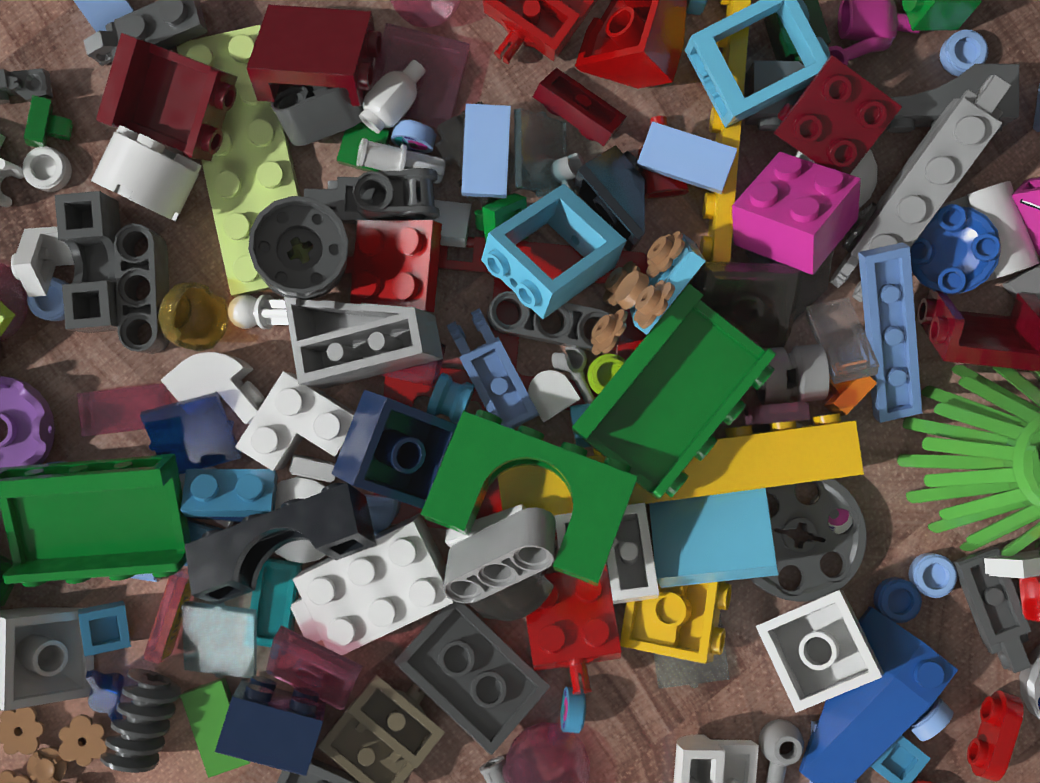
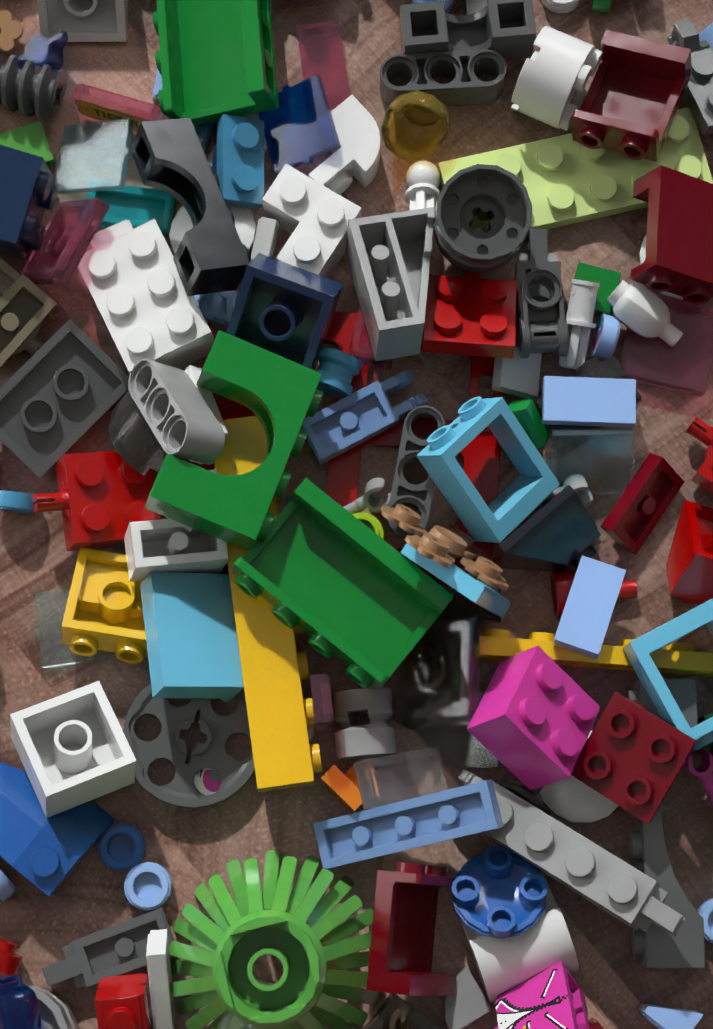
camera: 90 degrees right, 10 degrees down
(104, 628) = (107, 48): dark azure plate -> none
(314, 112) = (622, 236): dark grey beam -> none
(551, 393) = (341, 476): white tile -> none

